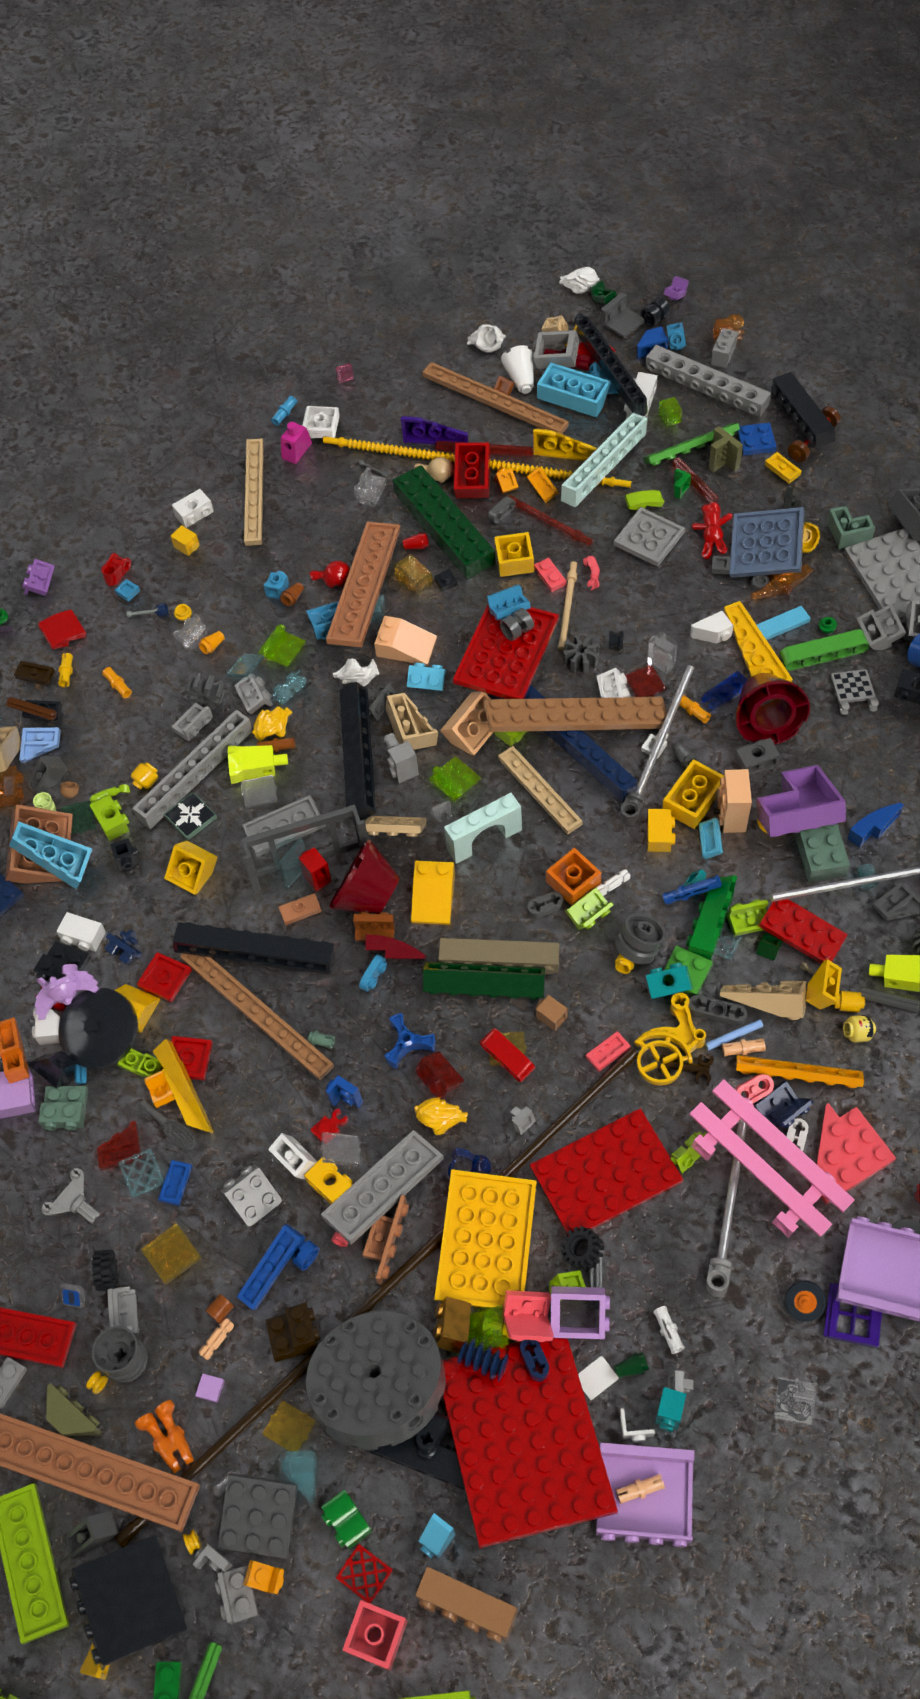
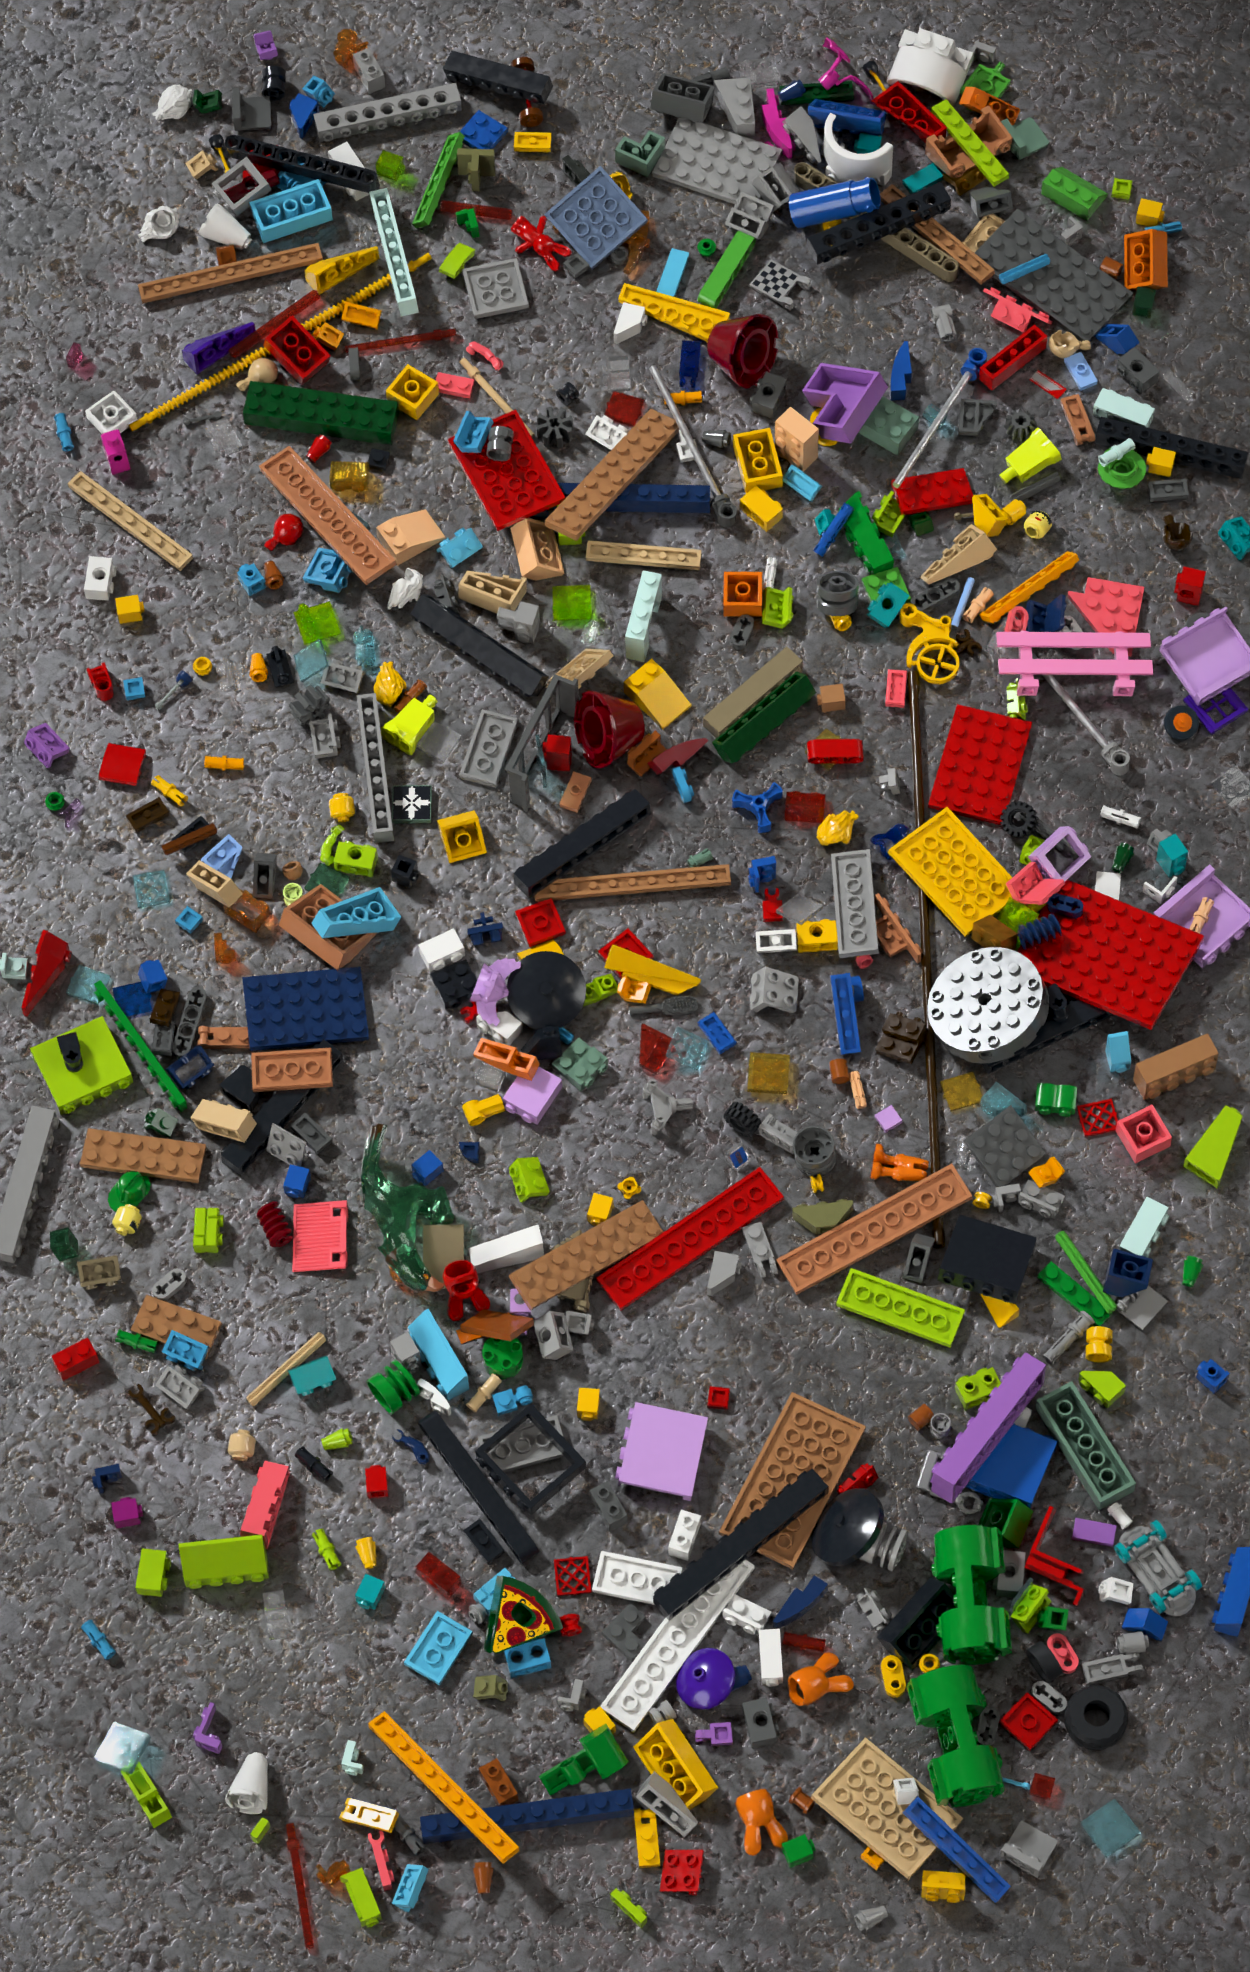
camera: 50 degrees left, 5 degrees up
(225, 654) = (279, 667): none -> black hinge

